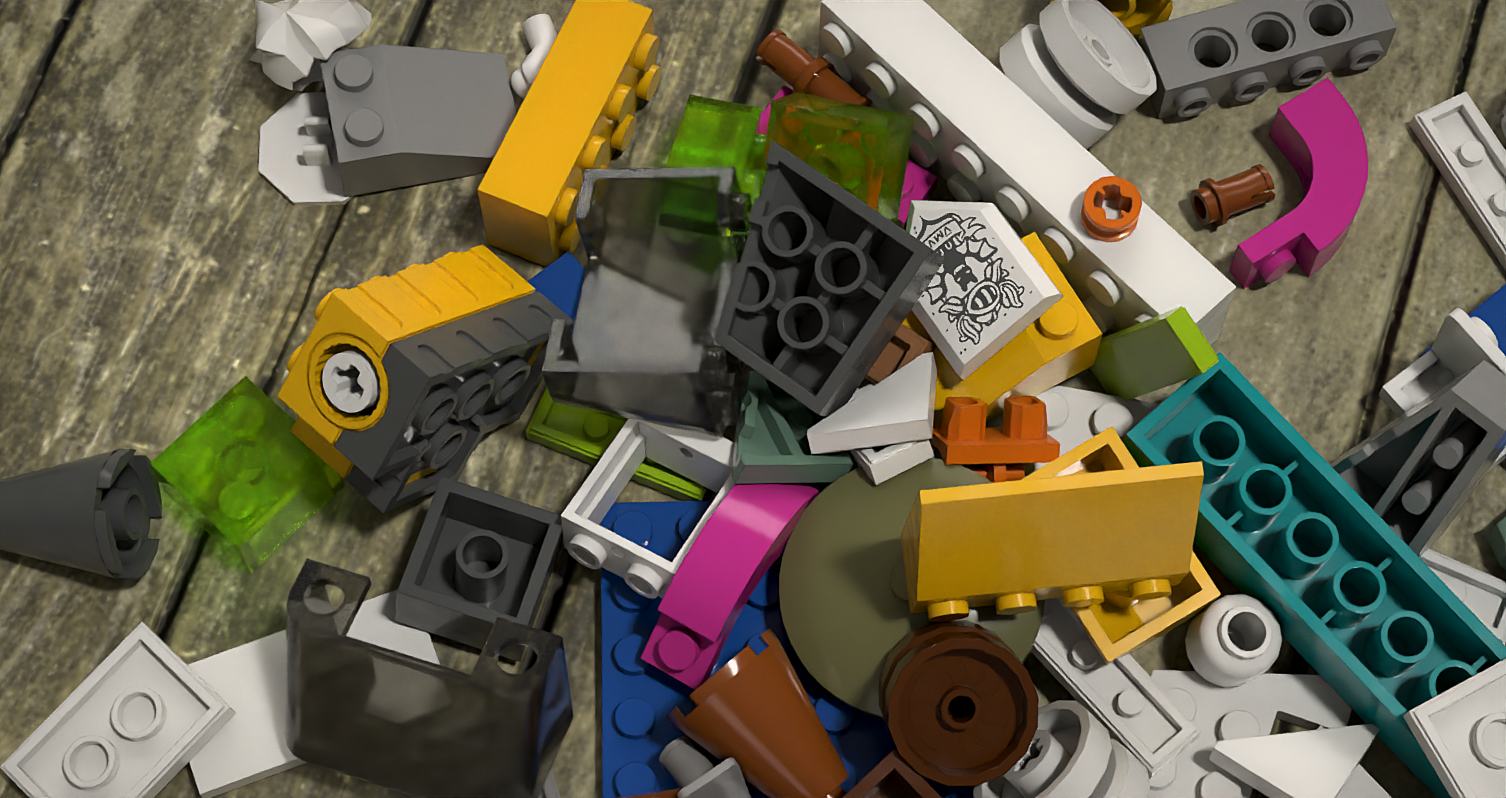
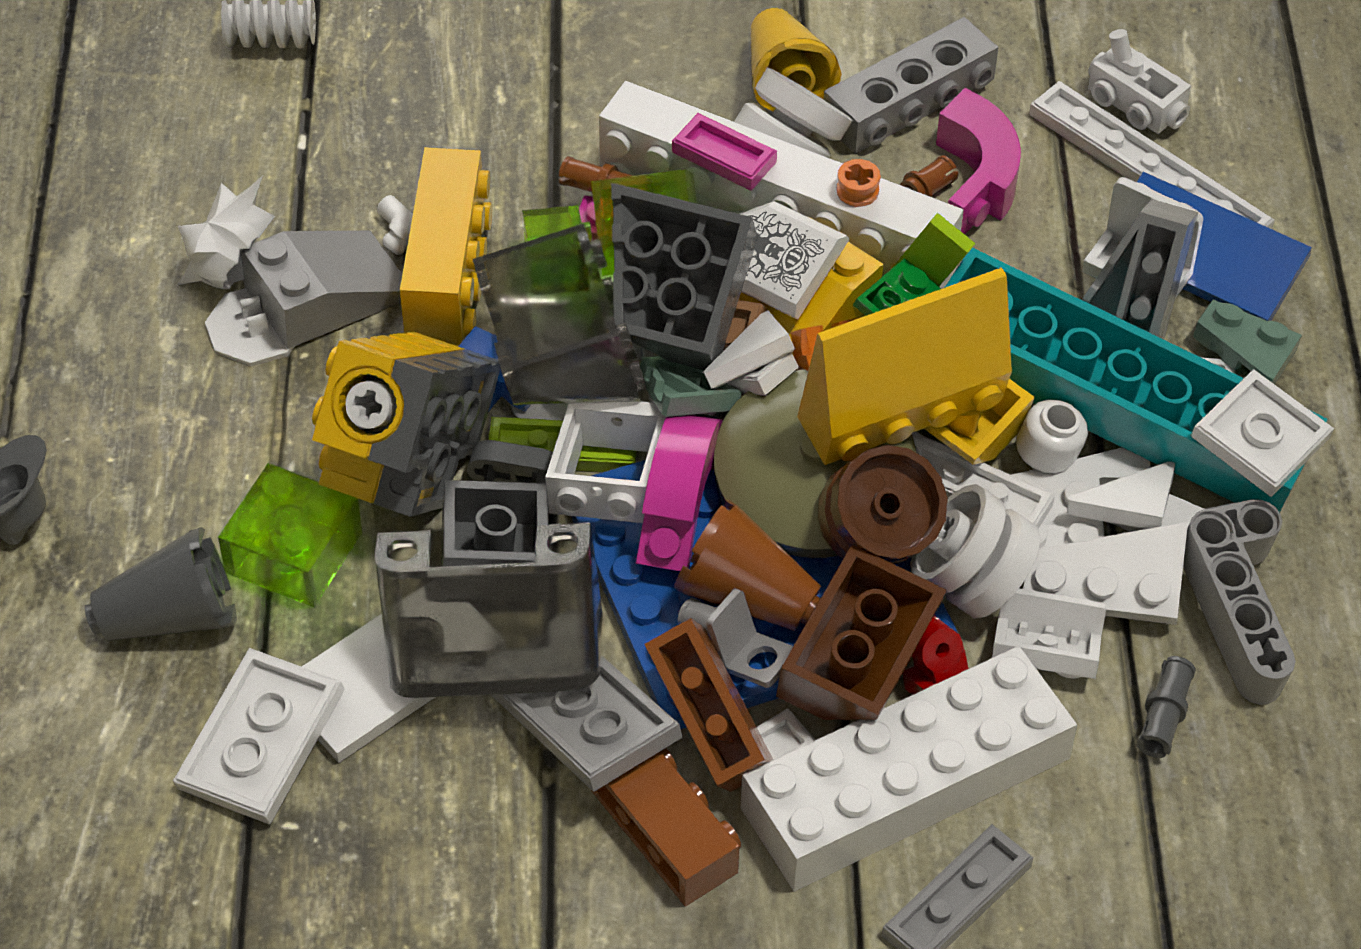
camera: 20 degrees left, 15 degrees down
(544, 457) = (508, 462): none -> dark grey beam
(957, 107) = (724, 151): none -> dark pink tile
(1097, 395) = (895, 287): none -> green slope

